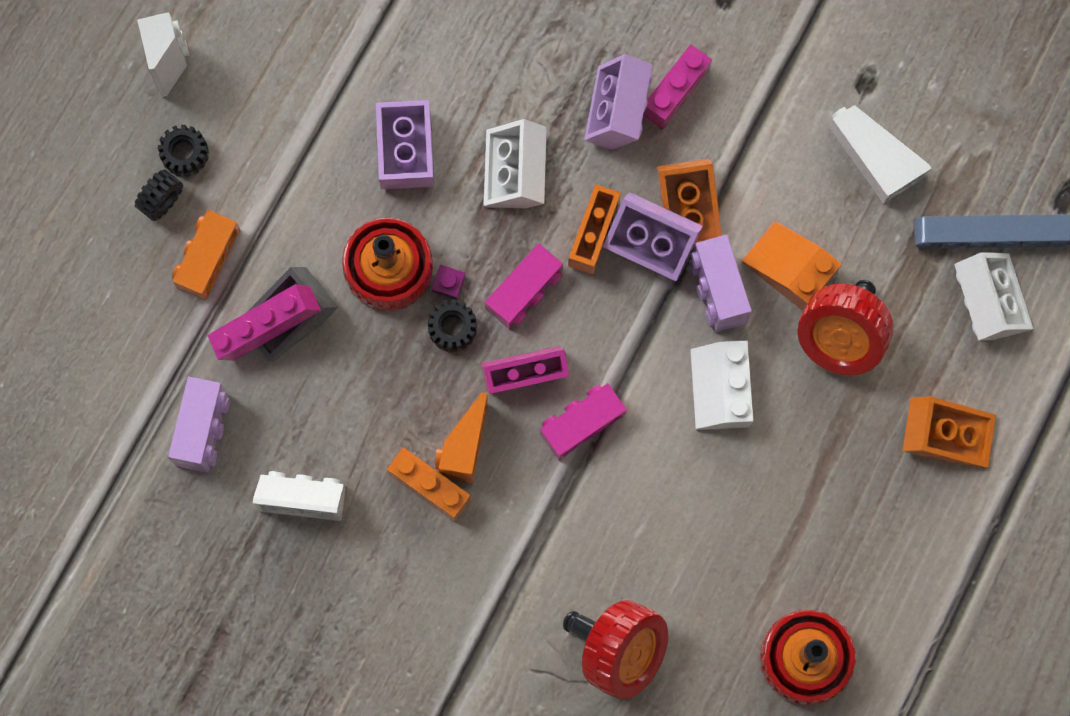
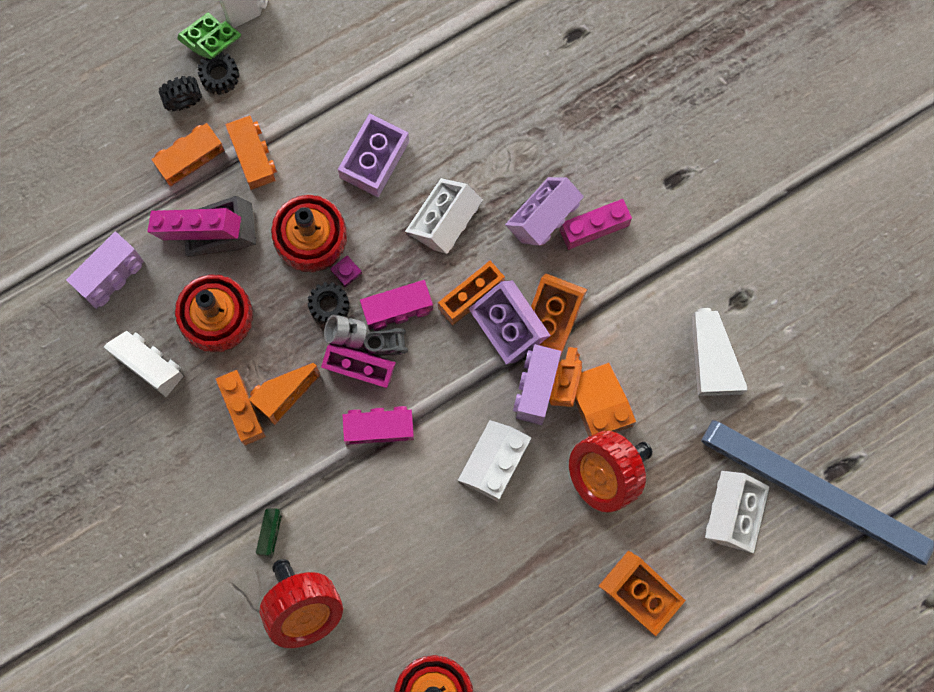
camera: 30 degrees right, 0 degrees up
(150, 118) = (208, 36): none -> bright green slope
(272, 214) = (251, 152): none -> orange brick
(340, 403) = (214, 313): none -> red wheel
(489, 344) = (345, 332): none -> light grey wheel
(536, 594) = (269, 532): none -> dark green slope
(540, 328) = (388, 342): none -> dark grey piece
(747, 261) = (566, 379): none -> orange hinge

